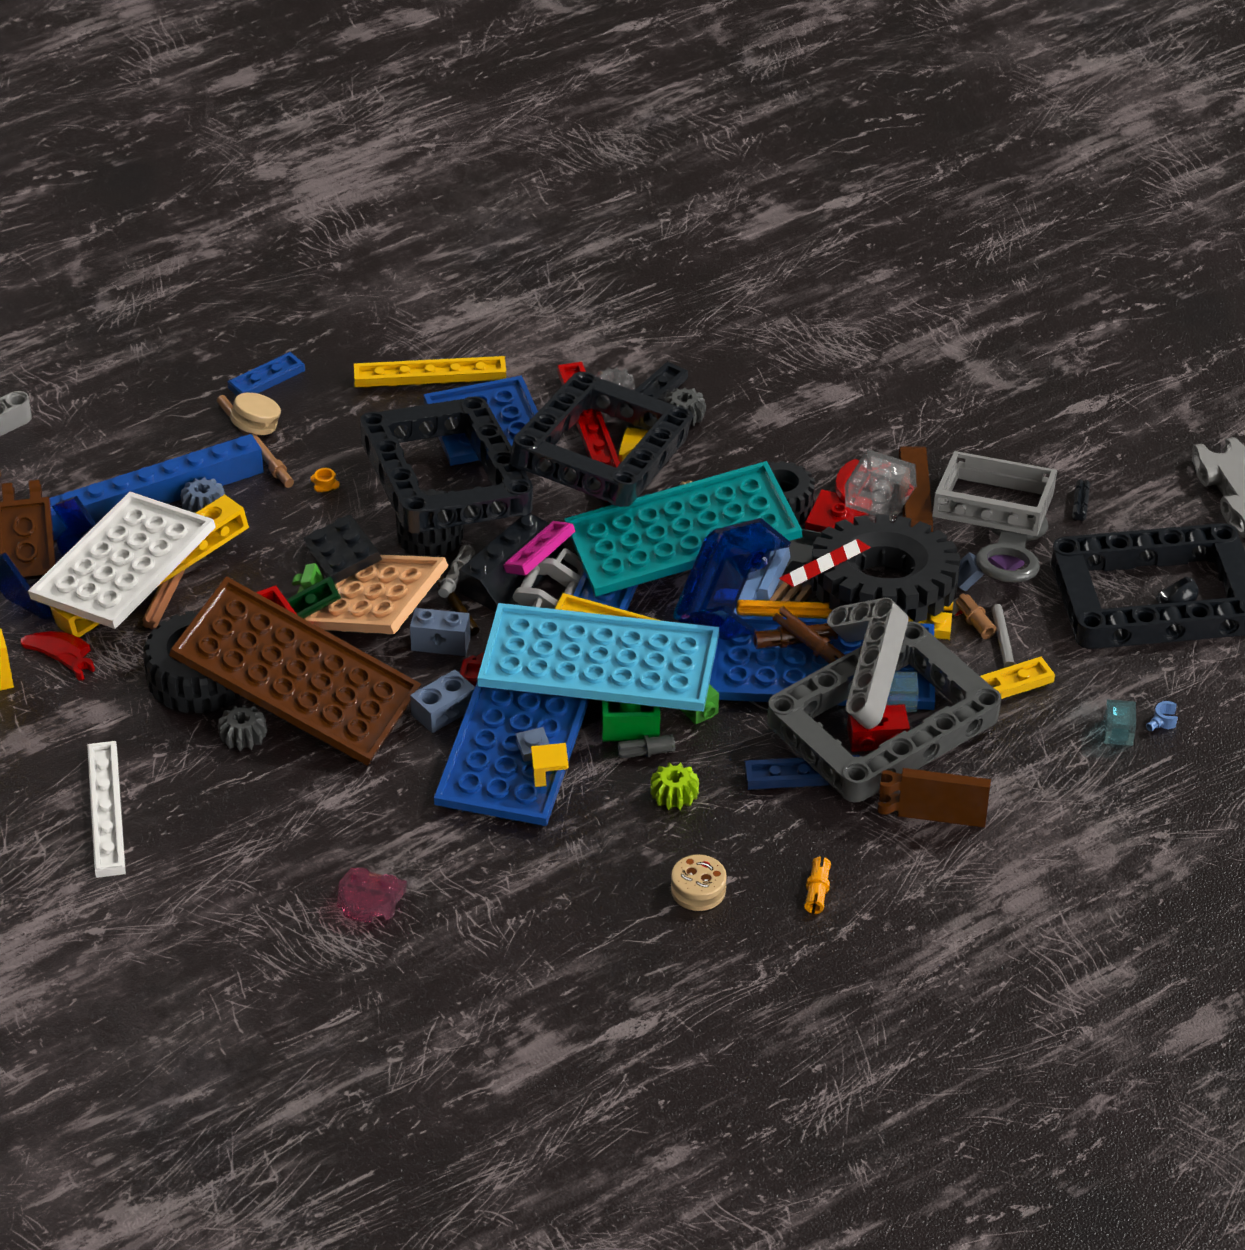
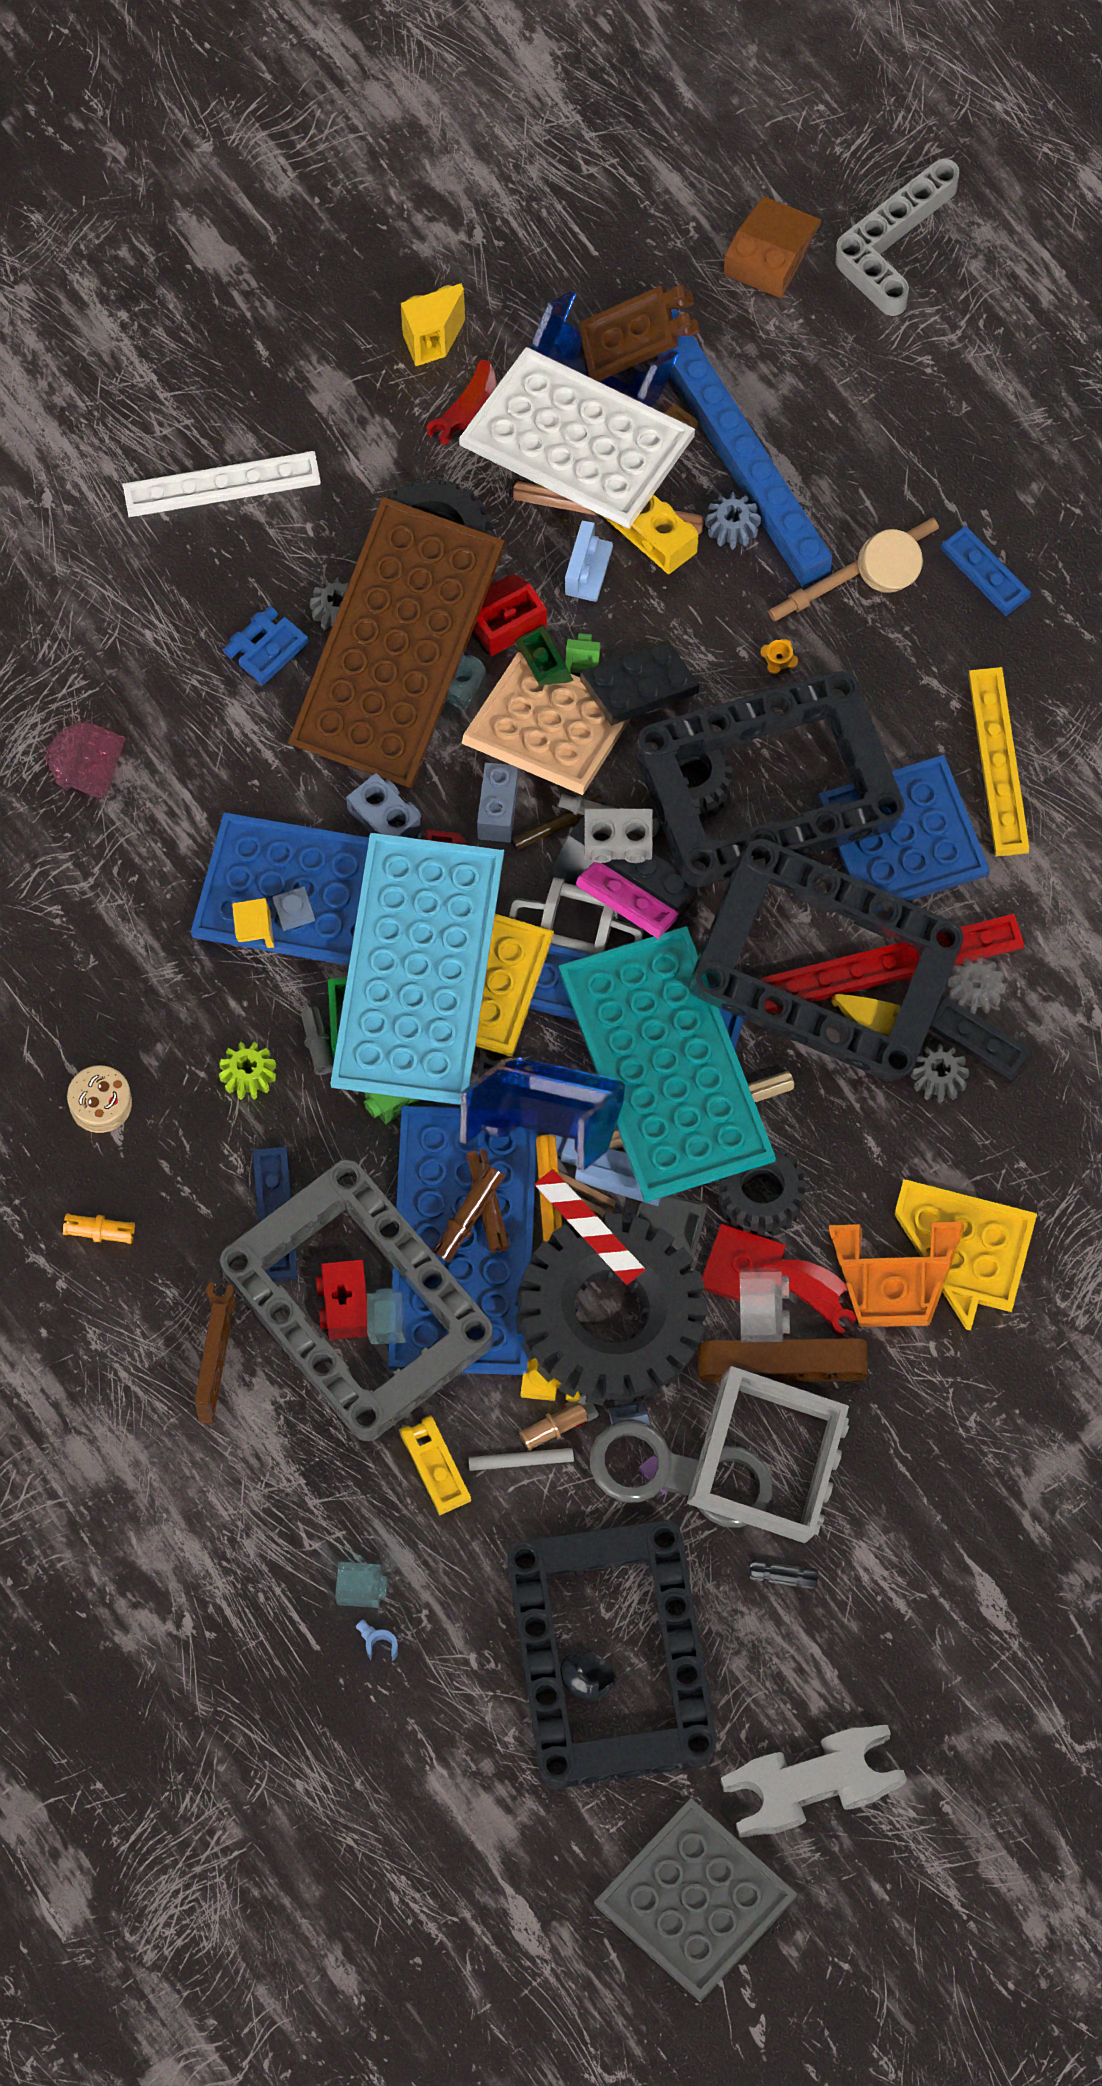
camera: 90 degrees right, 25 degrees up
(214, 571) = (587, 564): none -> light blue bracket
(276, 768) = (272, 650): none -> blue plate
(490, 540) = (618, 826): none -> light grey brick
(821, 399) = (989, 1252): none -> yellow wing
(855, 431) = (896, 1289): none -> orange wing
(882, 628) = (415, 1280): light grey beam -> none

